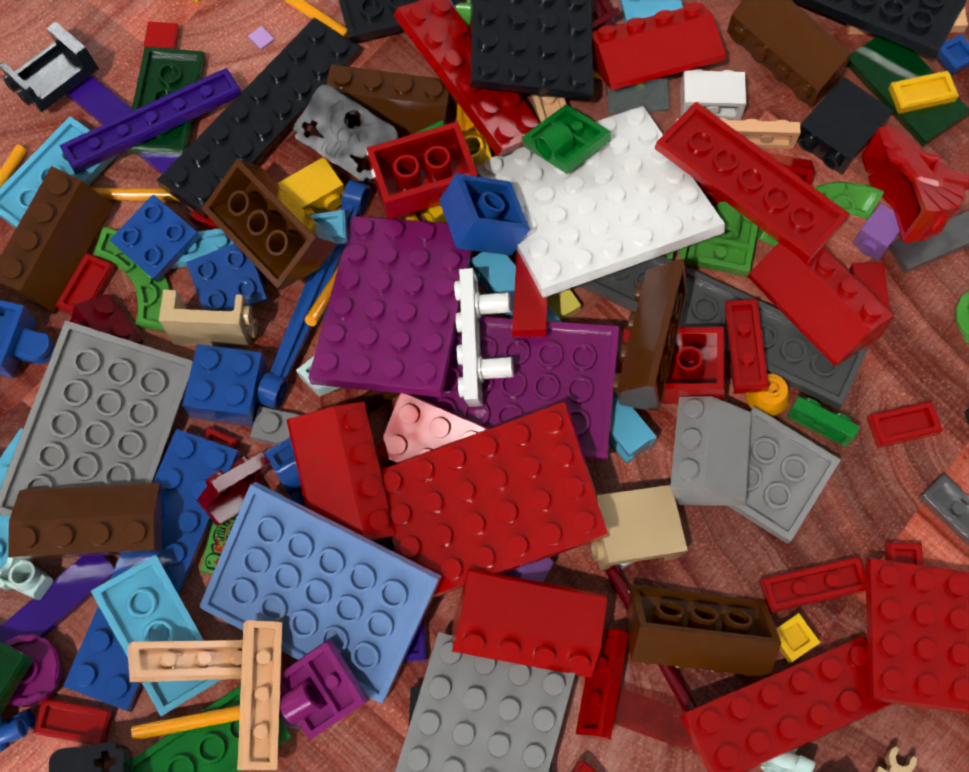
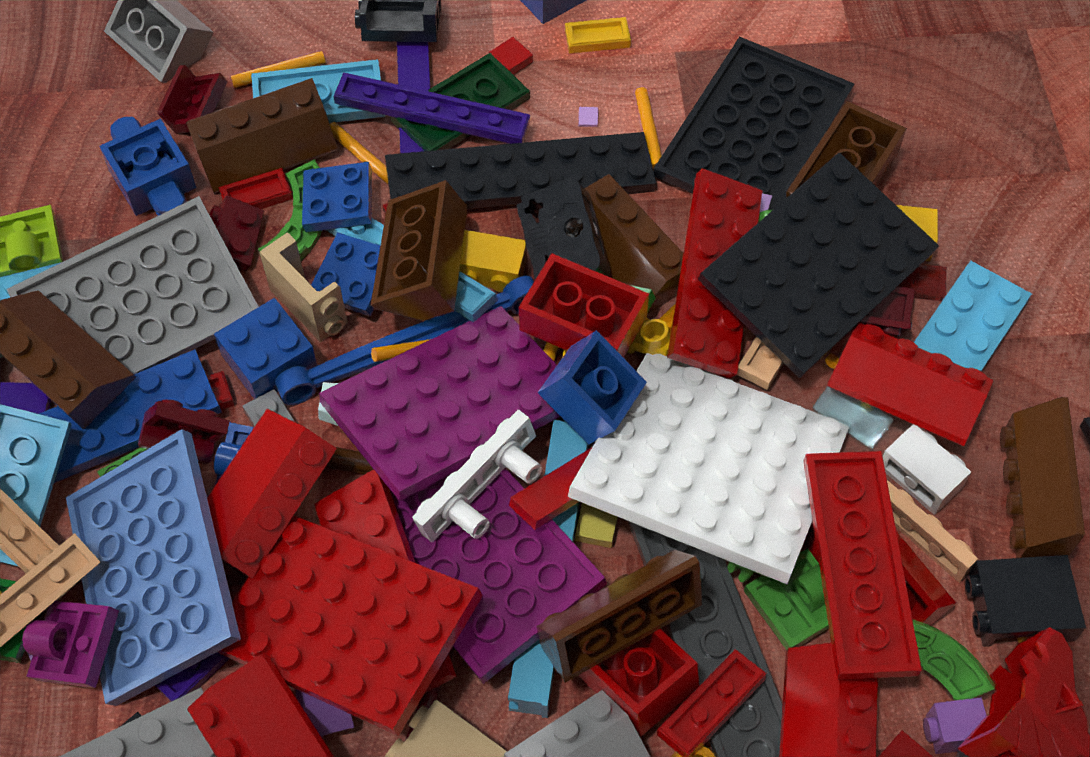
camera: 45 degrees right, 10 degrees down
(566, 138) = (740, 391): green plate -> none

